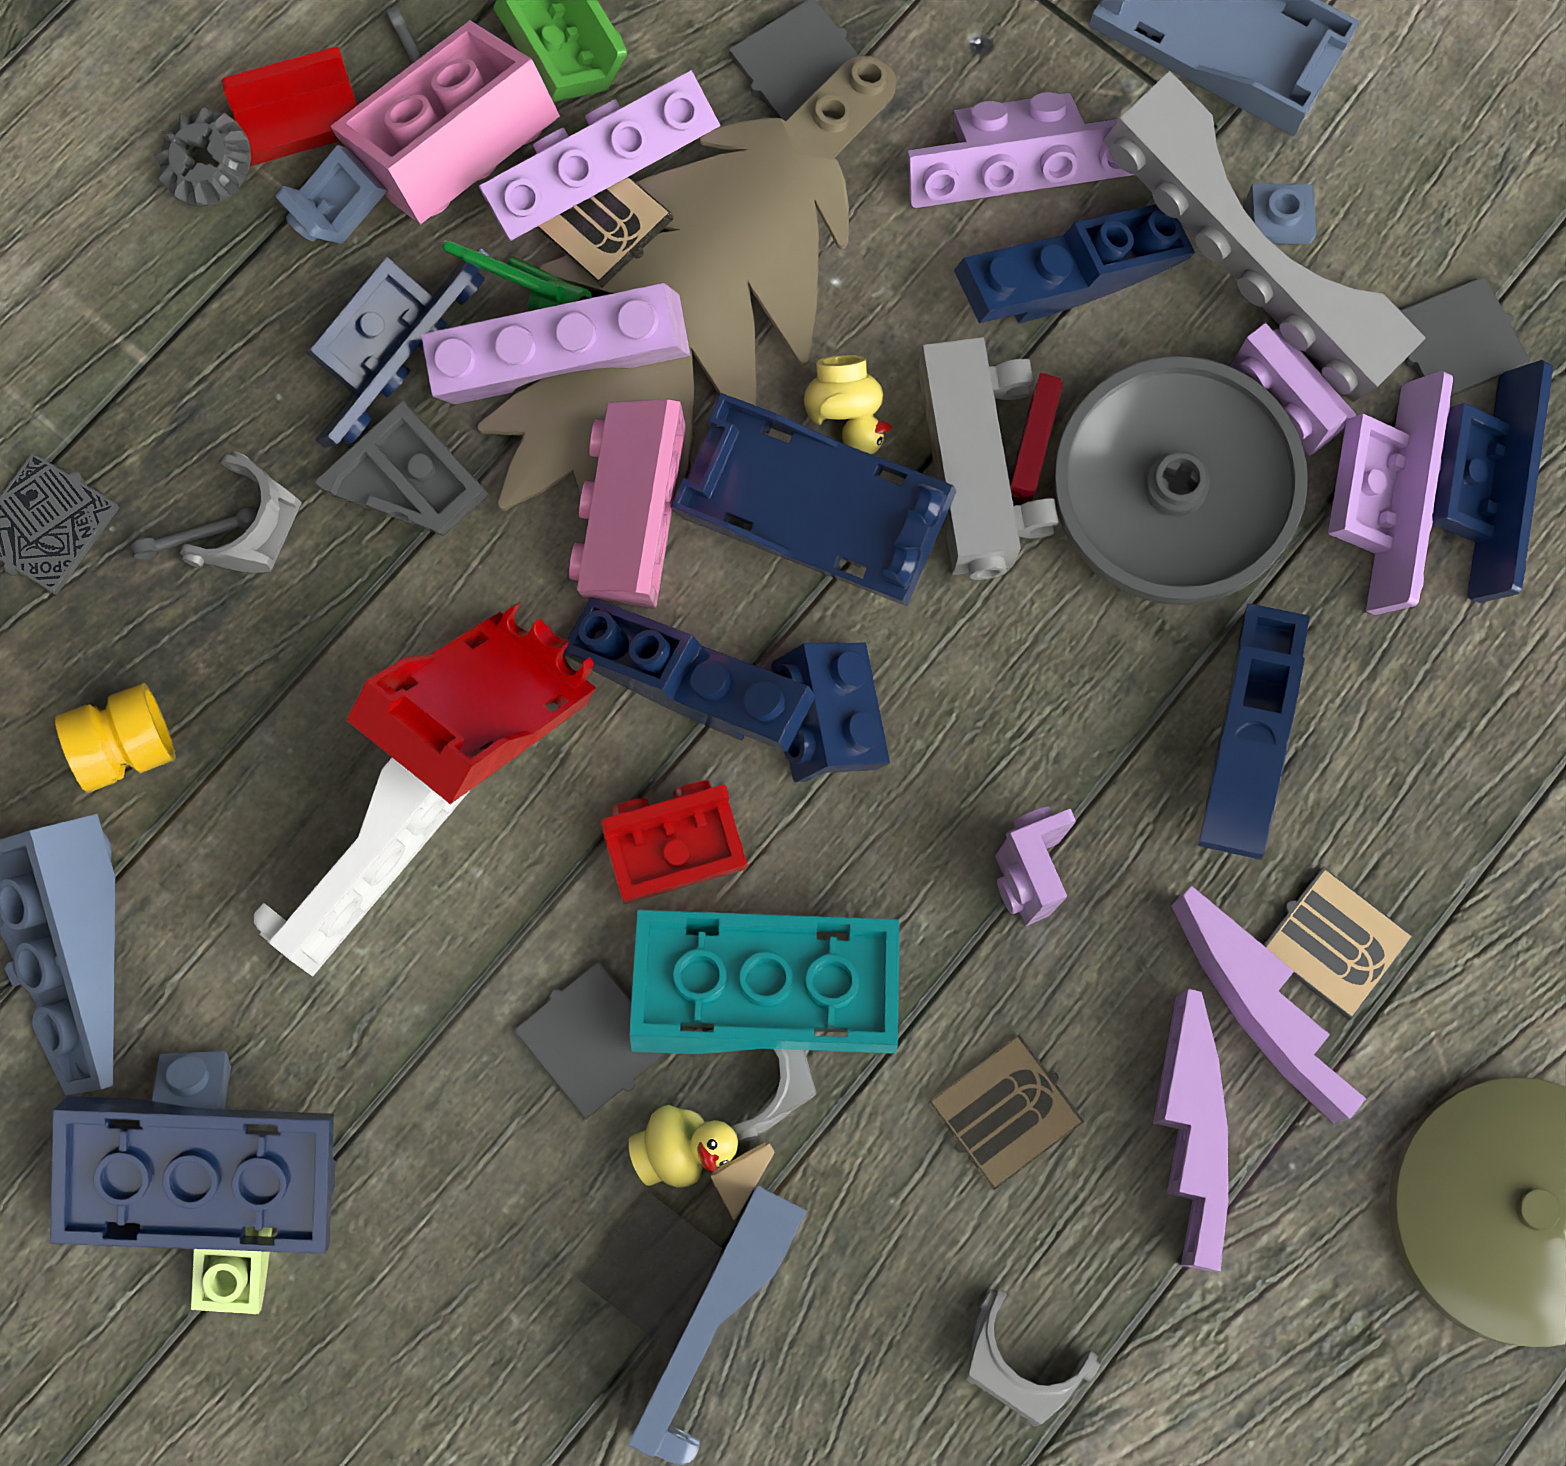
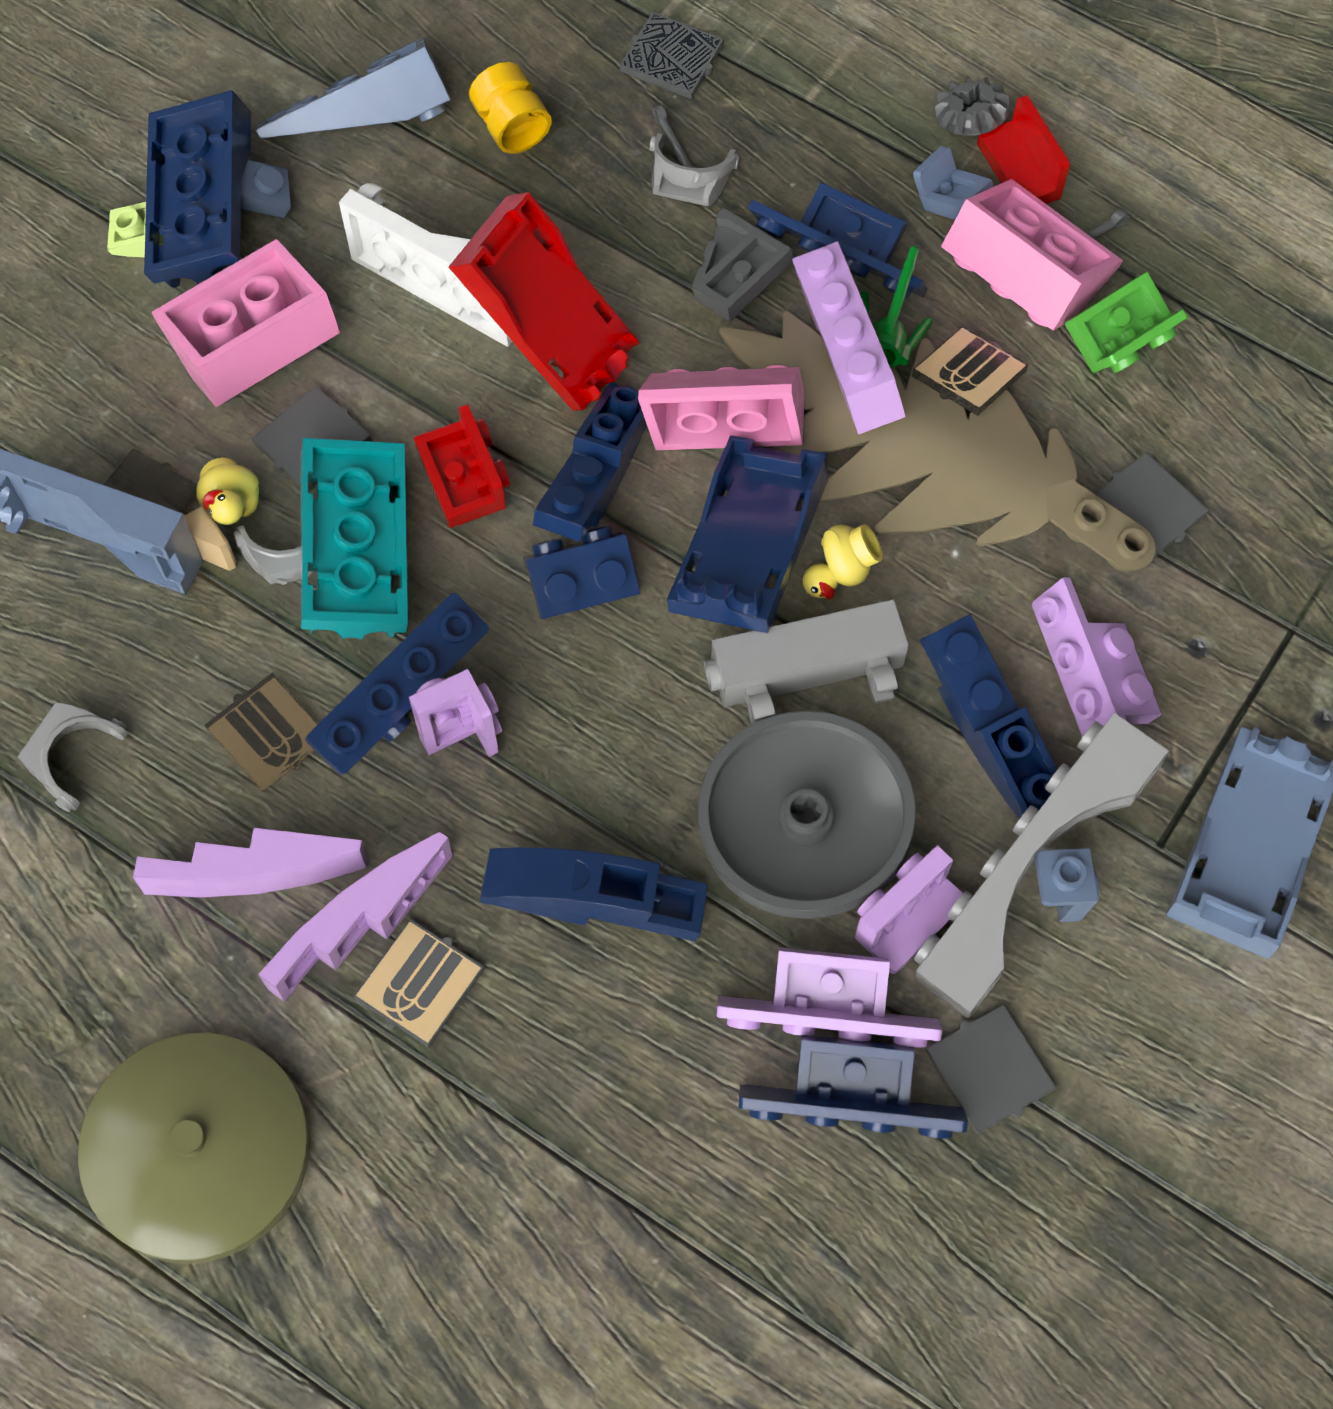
camera: 90 degrees right, 10 degrees down
(420, 1112) = (247, 322): none -> bright pink slope
(598, 156) = (1018, 353): lavender bracket -> none
(993, 931) = (382, 699): none -> dark blue bracket
(1035, 438) = (846, 701): dark red tile -> none

